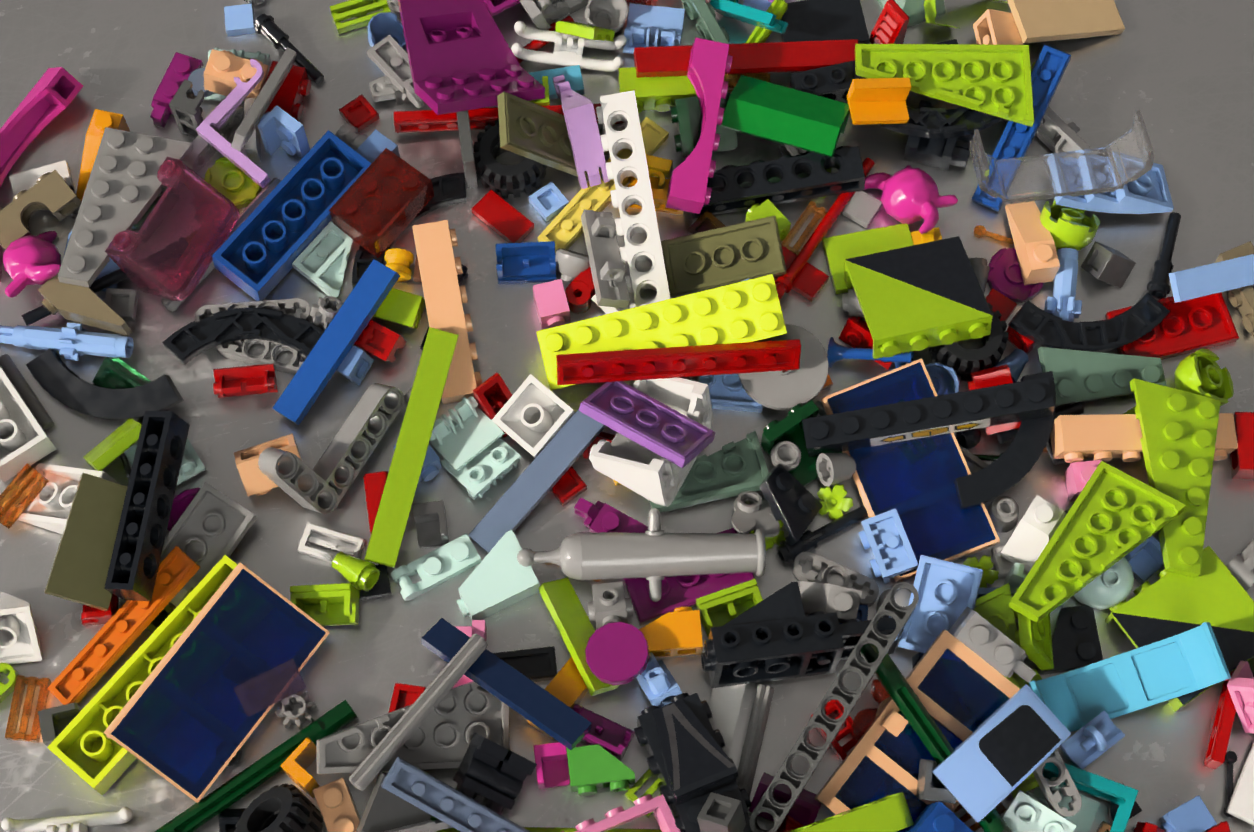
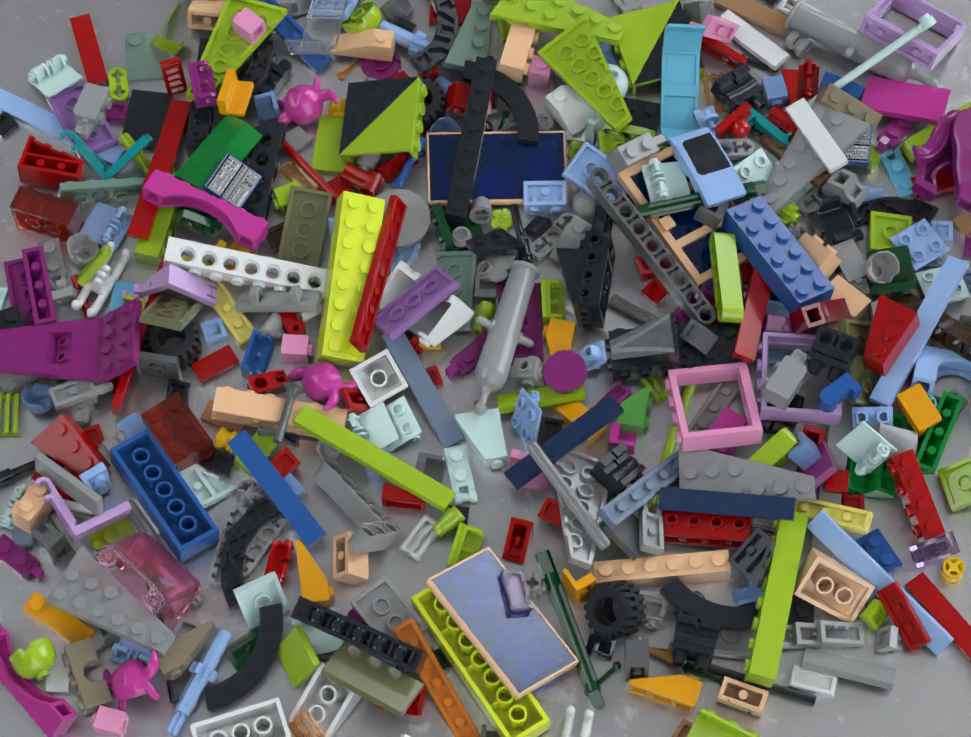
camera: 70 degrees left, 5 degrees down
(35, 147) = (35, 660): none -> lime cylinder
(187, 372) = (259, 593): none -> light aqua tile
(231, 428) = (312, 580): none -> light orange slope
(329, 91) = (69, 445): none -> wedge
(358, 670) = (518, 540): none -> red slope
(414, 317) = (293, 391): none -> dark grey piece
(489, 287) = (268, 382): none -> red leg
(505, 350) = (322, 383): none -> dark pink piece
(538, 623) = (527, 415): none -> light blue hinge
(681, 521) = (485, 310): none -> lime cone
(716, 512) = (485, 291): none -> flat silver panel
(749, 142) = (232, 181): none -> light grey tile
(789, 741) = (655, 292): none -> red tile
(826, 312) = (367, 182): none -> red piece
(841, 552) = (538, 226): none -> black tile
(874, 54) = (202, 84): none -> magenta hinge
(892, 156) = (266, 106): none -> medium blue panel
(958, 700) = (664, 180): none -> light aqua hinge
(982, 80) = (248, 25): none -> bright pink brick
(1083, 284) = (407, 25): none -> black tile
(1097, 775) = (735, 123): none -> red tile
(1165, 767) = (738, 88): none -> black hips
(1178, 725) = (712, 77): none -> clear orange tile

